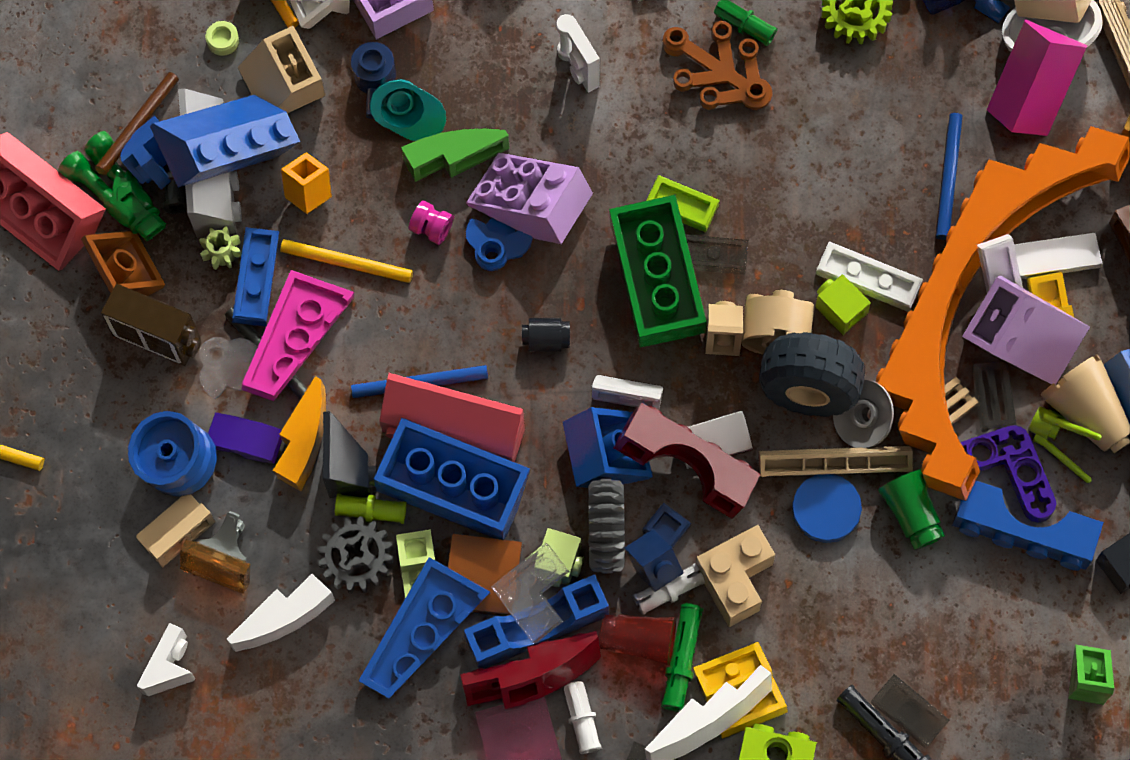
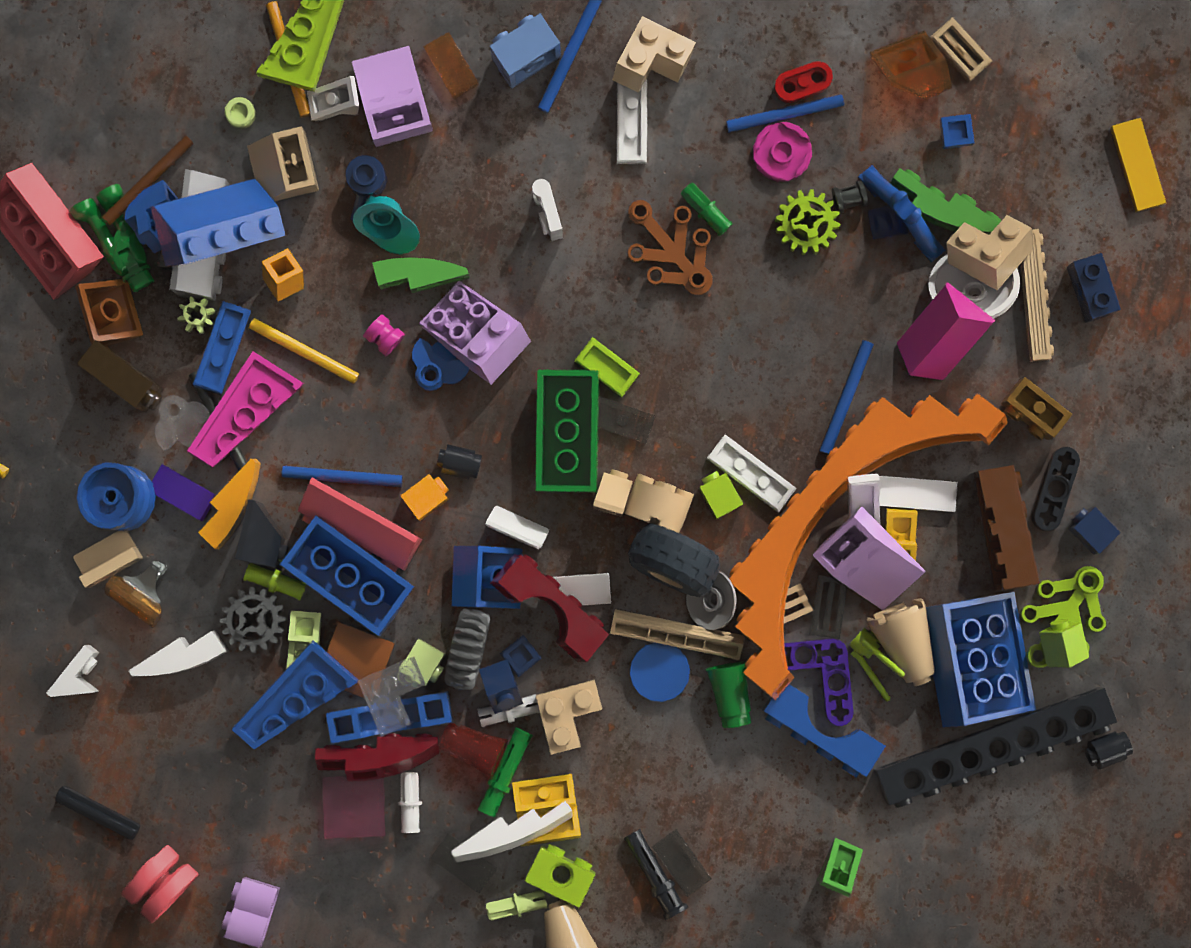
camera: 10 degrees right, 15 degrees up
(517, 378) = (426, 496): none -> light orange brick

